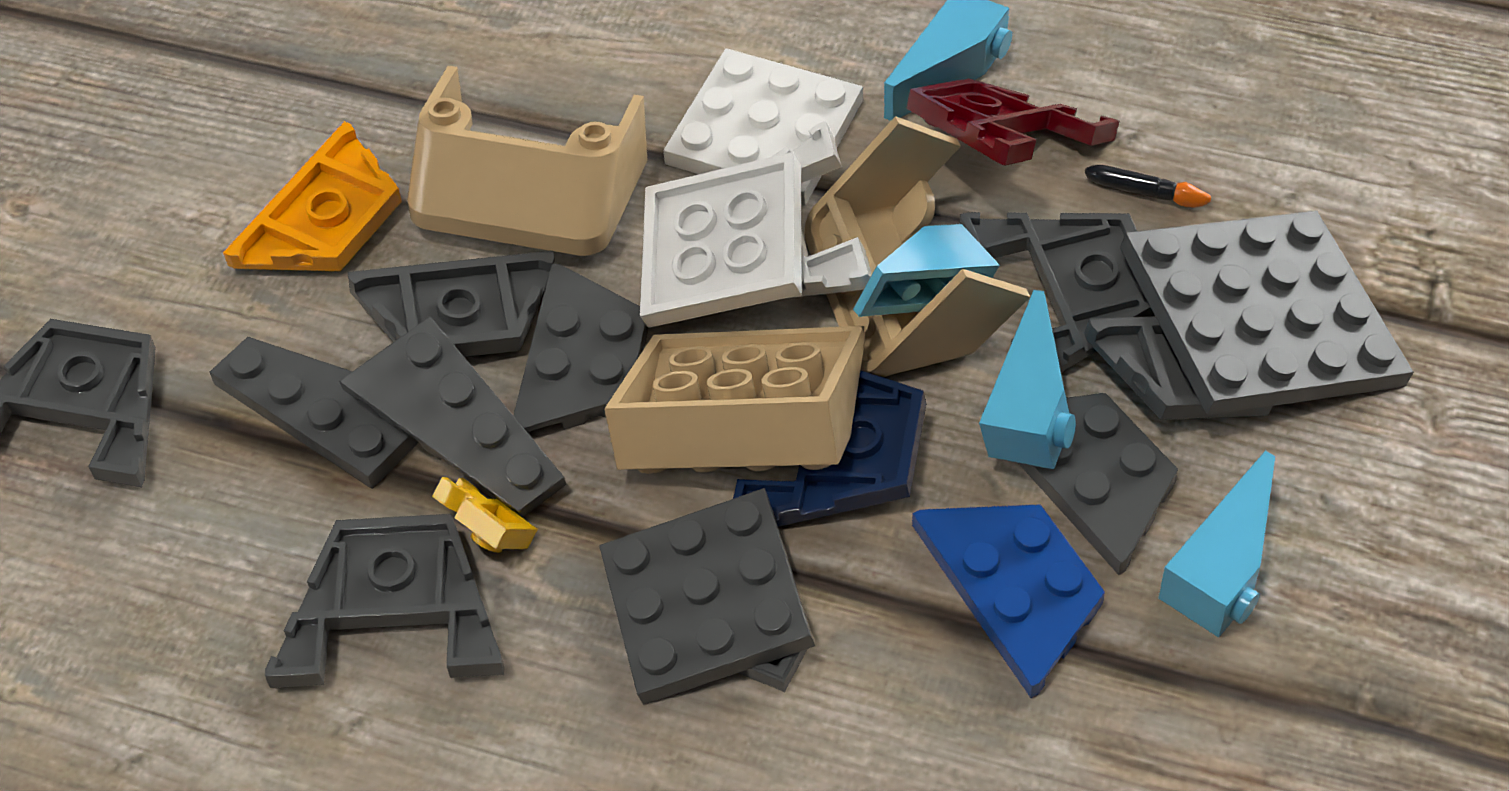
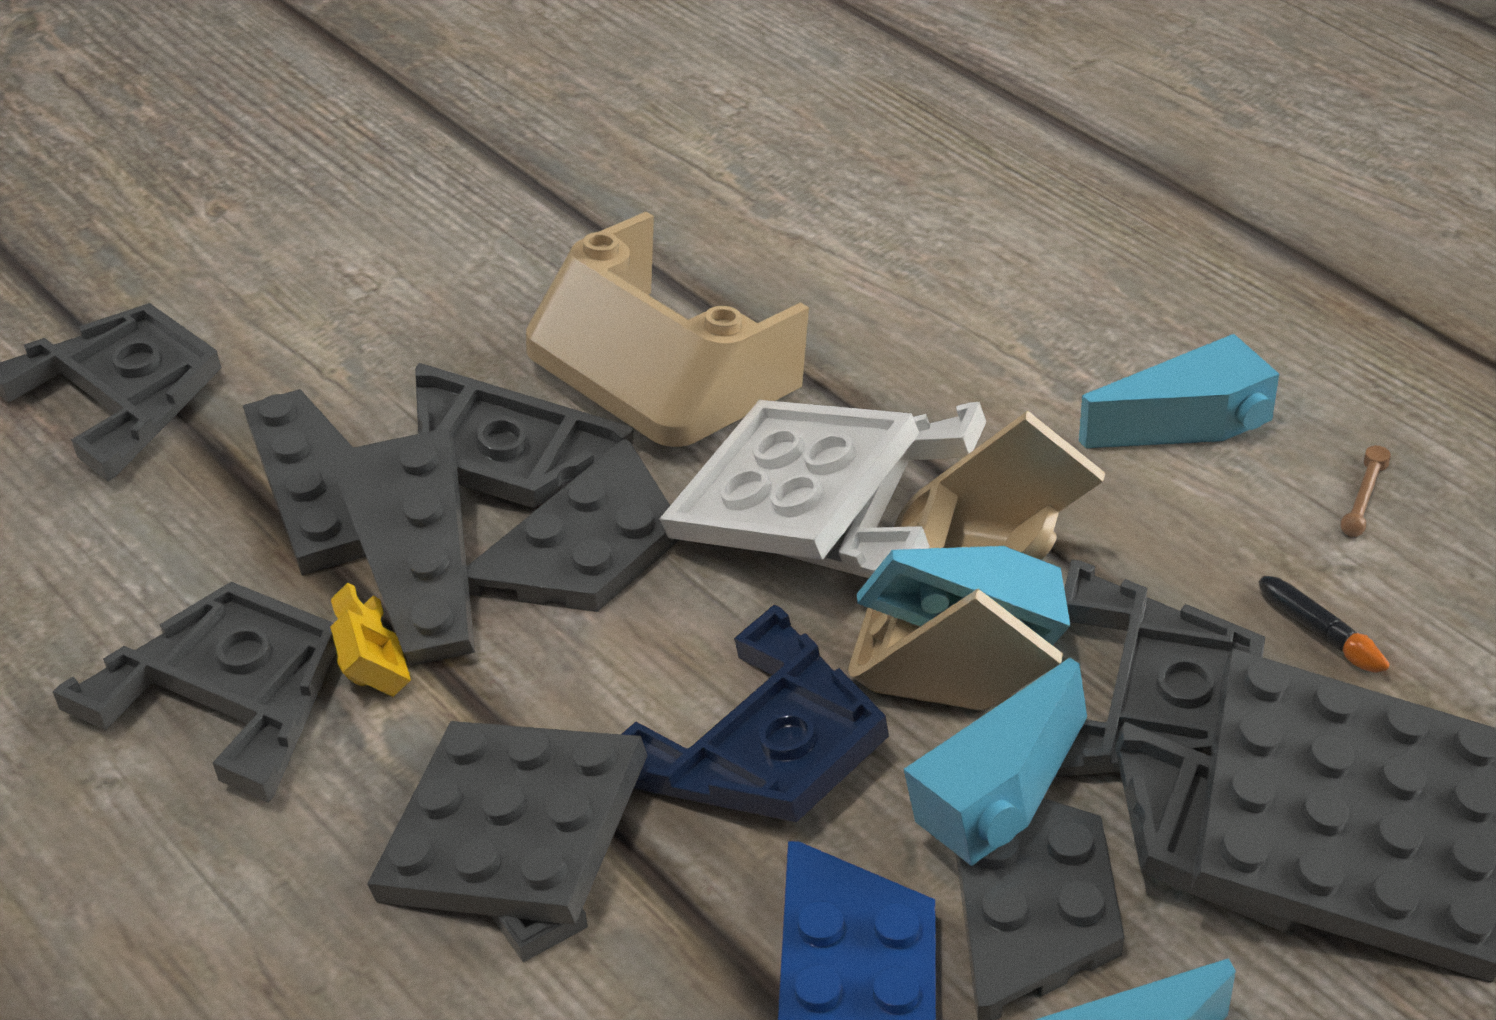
camera: 30 degrees right, 10 degrees down
(320, 212) = (454, 308): light orange wing -> none
(738, 400) = (688, 641): tan slope -> none
(754, 111) = (934, 372): white plate -> none
(998, 119) = (1164, 468): dark red wing -> none
(1099, 45) = (1376, 460): none -> medium nougat hinge

